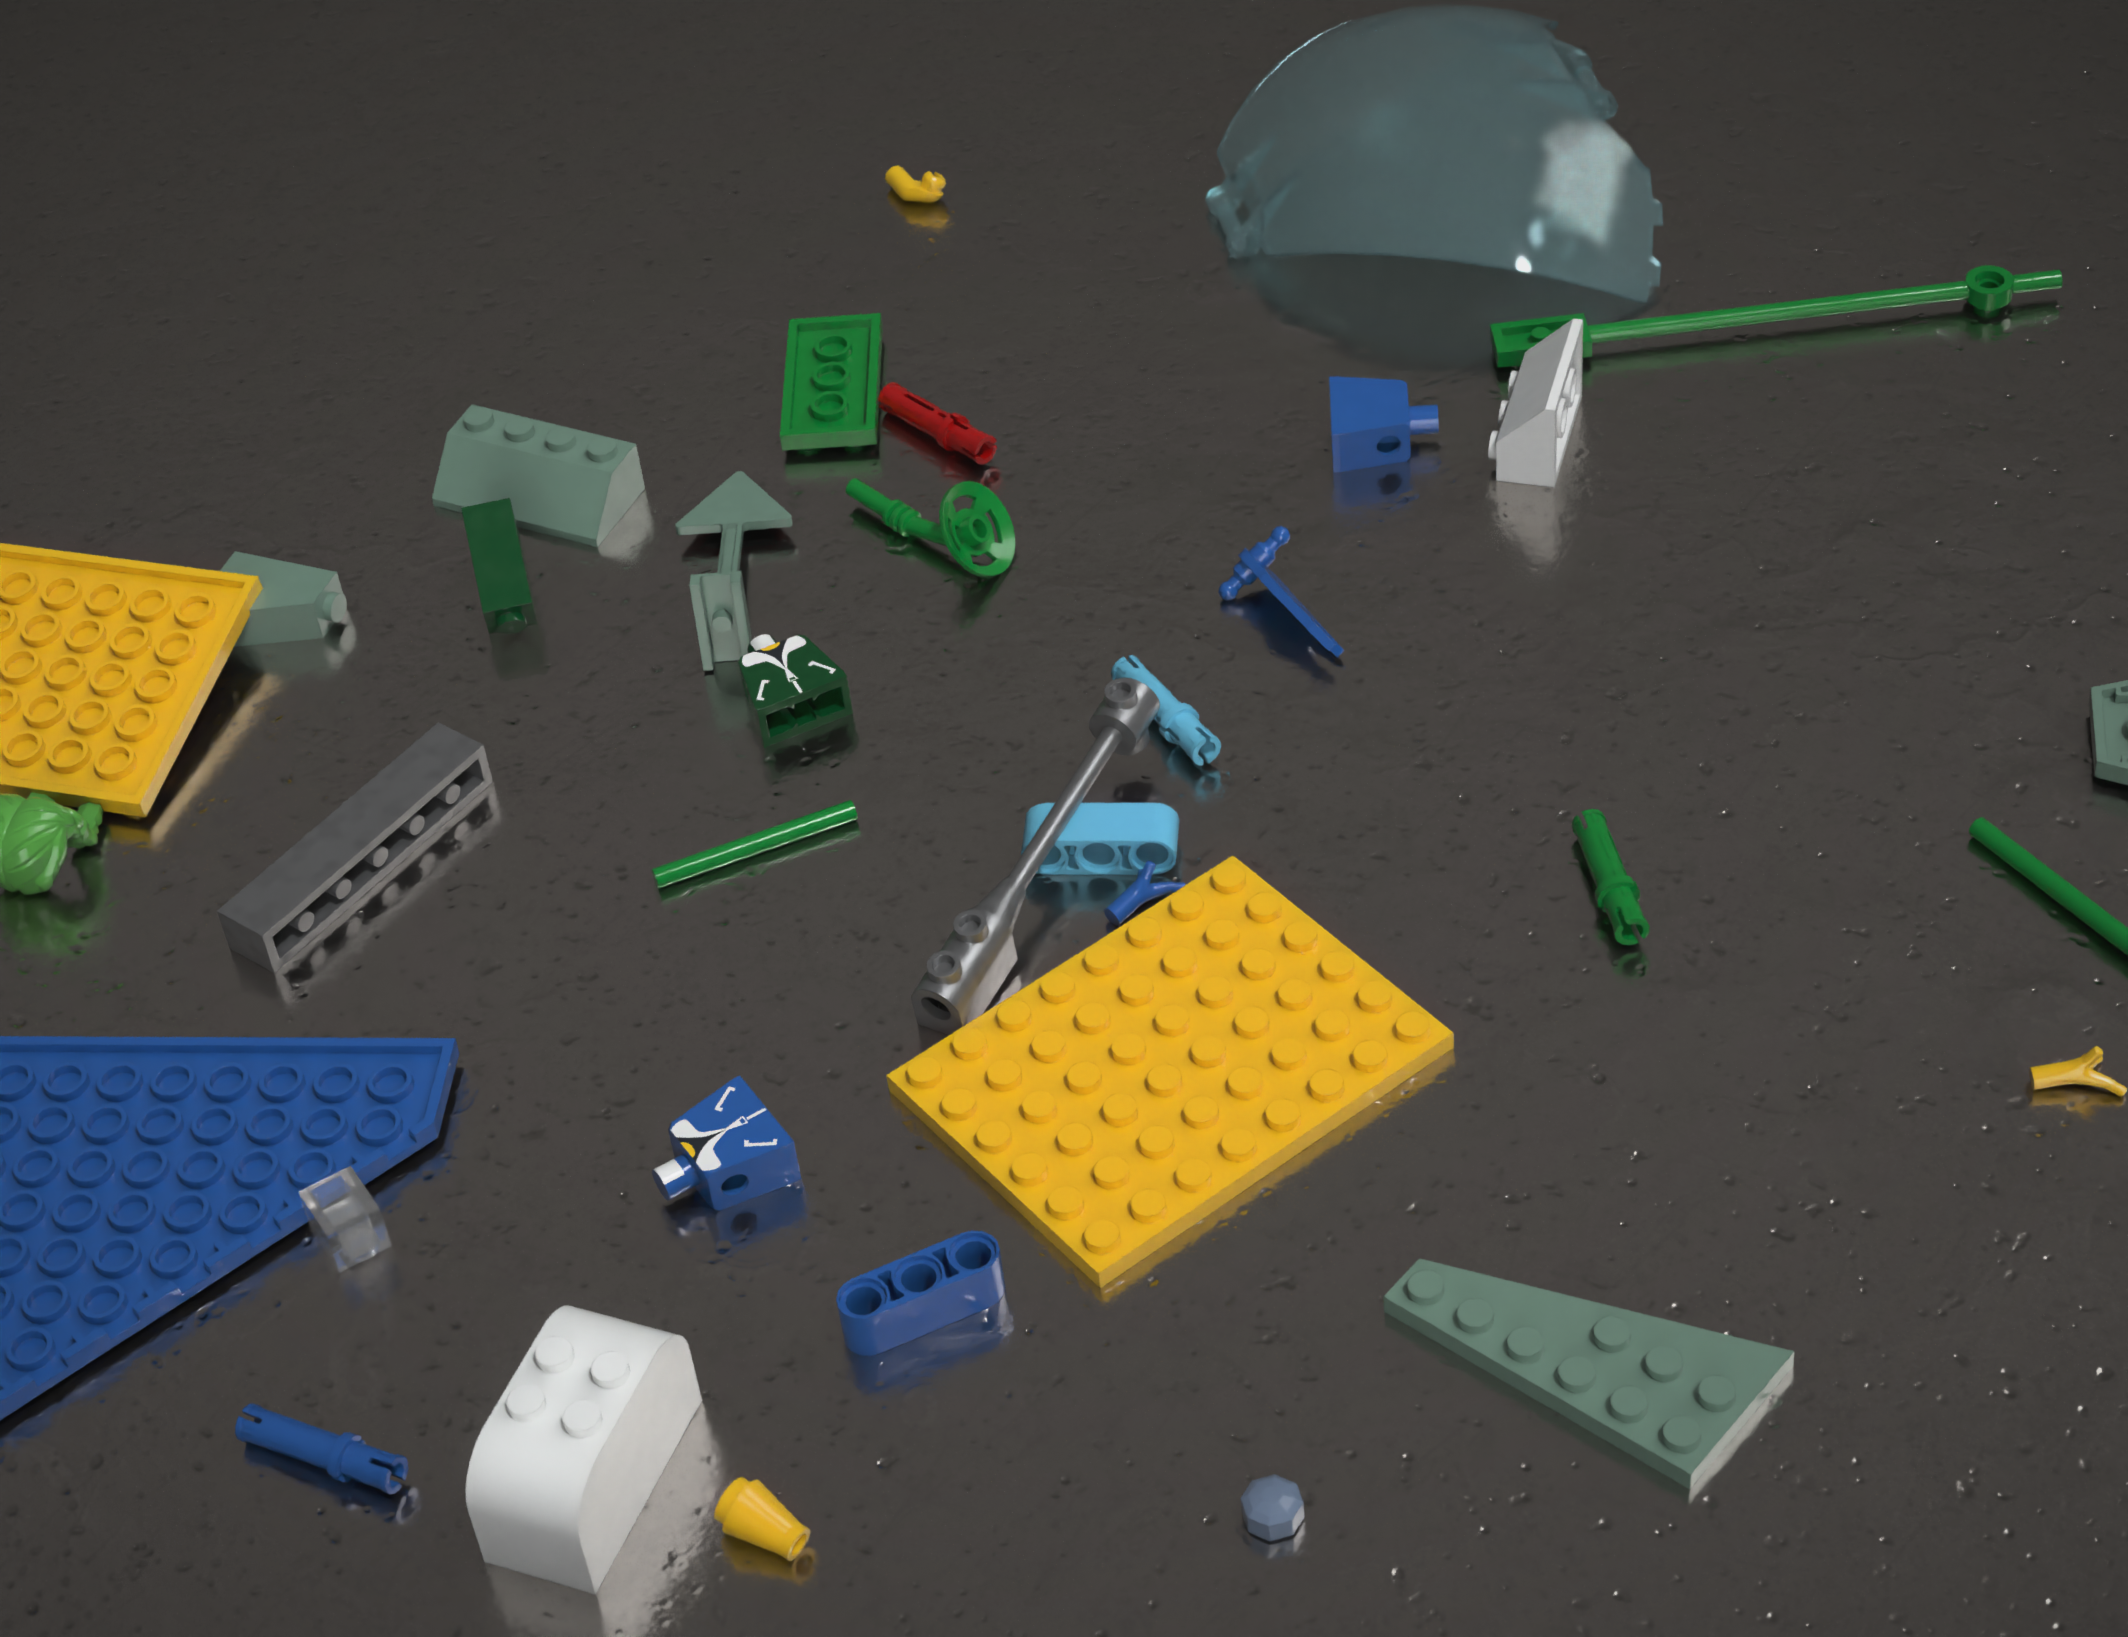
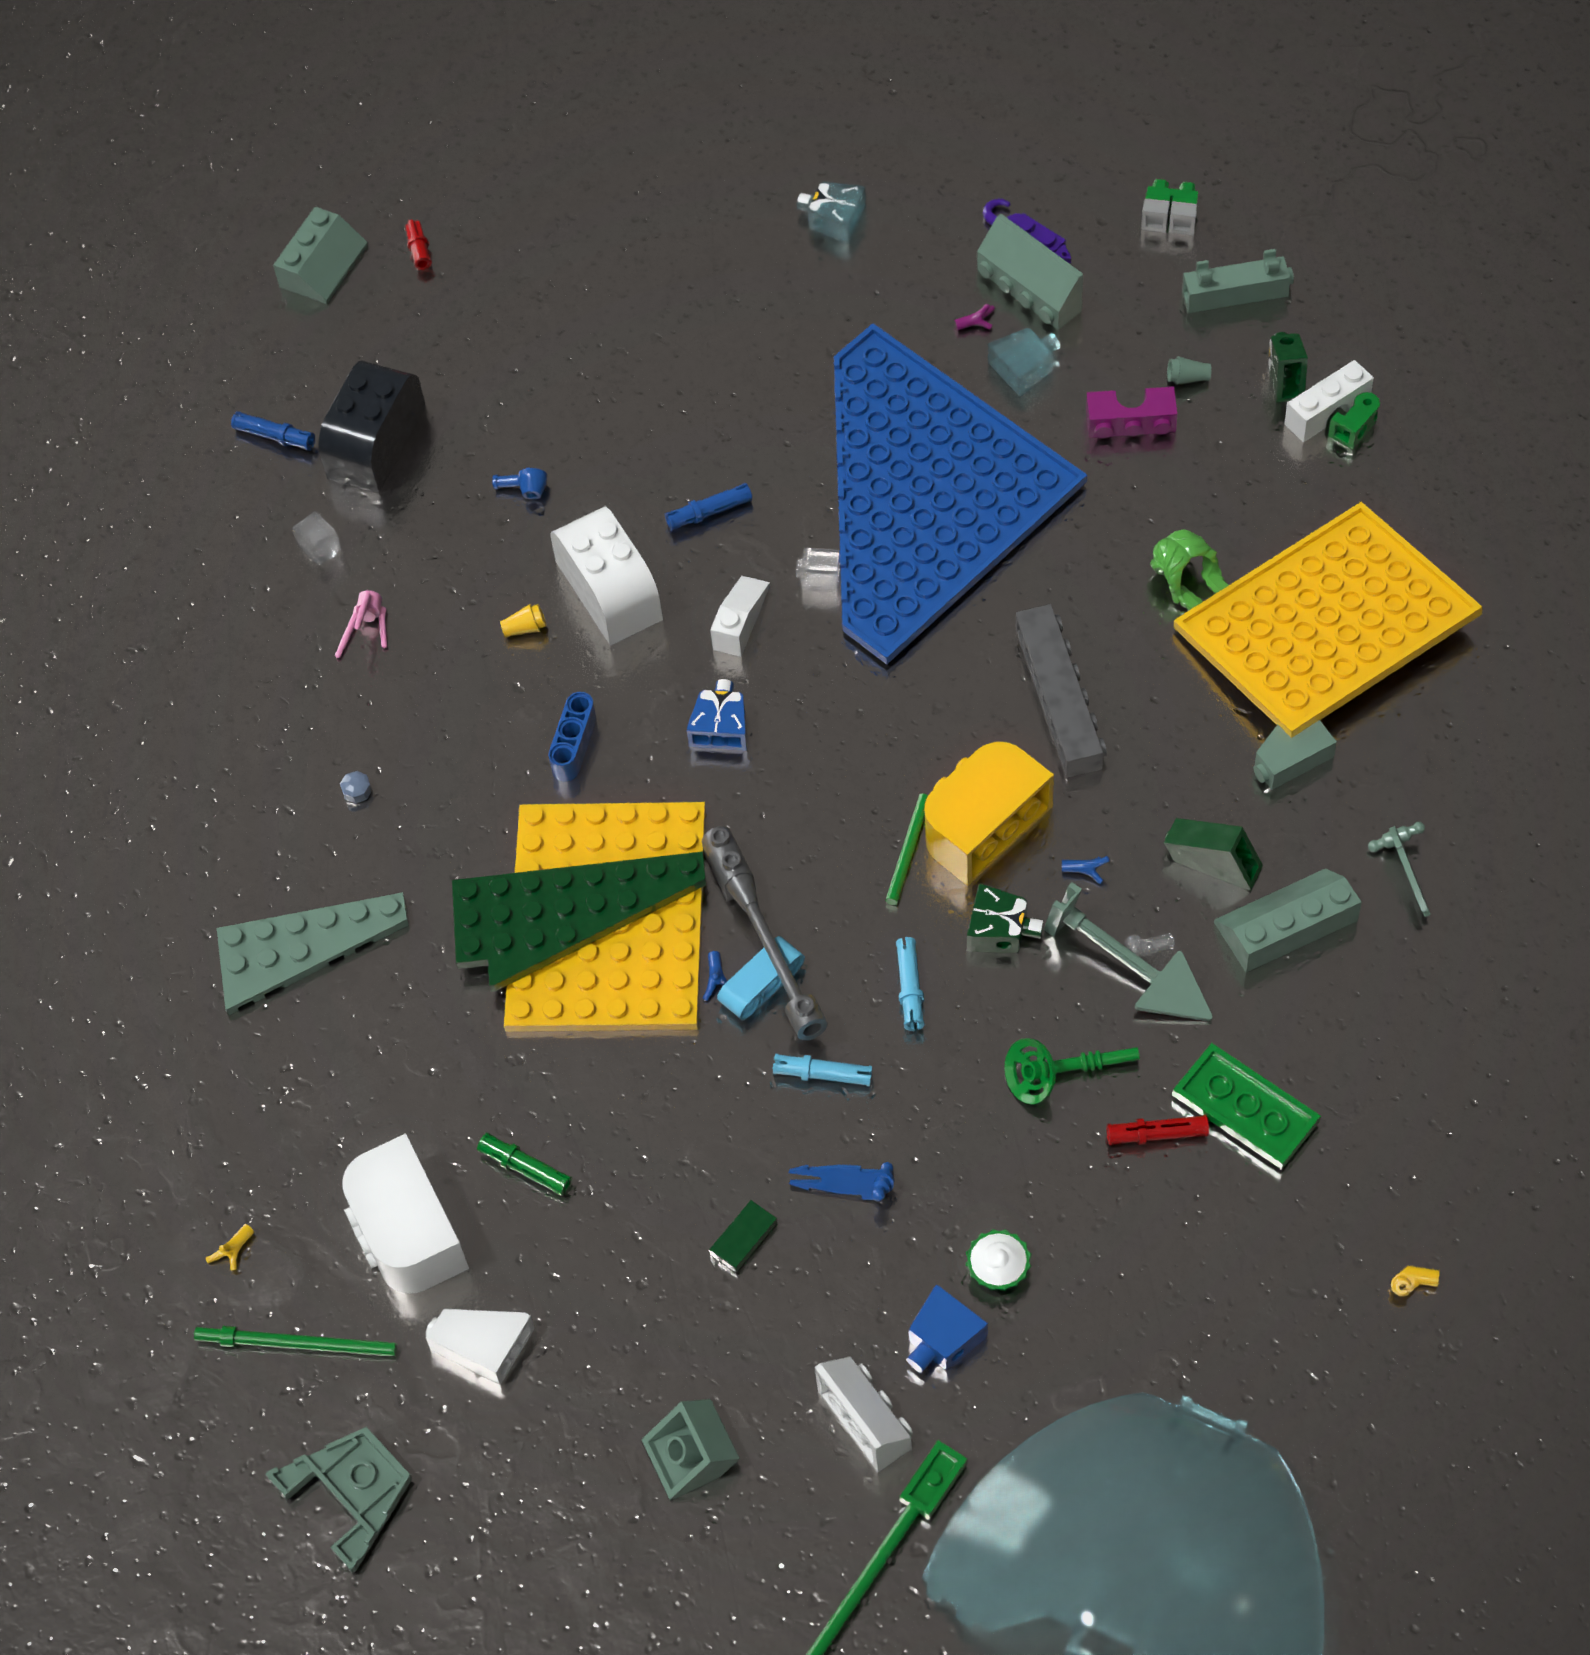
camera: 130 degrees right, 15 degrees up
(359, 439) = (1396, 838): none -> sand green piece
(510, 1258) = (738, 615): none -> white slope
(623, 674) = (1085, 866): none -> blue bar
(637, 771) = (985, 808): none -> yellow brick
(687, 554) = (1149, 945): none -> clear arm
(974, 701) = (910, 996): none -> medium azure pin
(1241, 428) = (998, 1259): none -> white piece
(1262, 1097) = (543, 915): none -> dark green wing
(1455, 643) = (743, 1236): none -> dark green tile
(1750, 508) = (690, 1447): none -> sand green slope
(1830, 900) = (400, 1218): none -> white brick
(1865, 747) = (480, 1339): none -> white slope

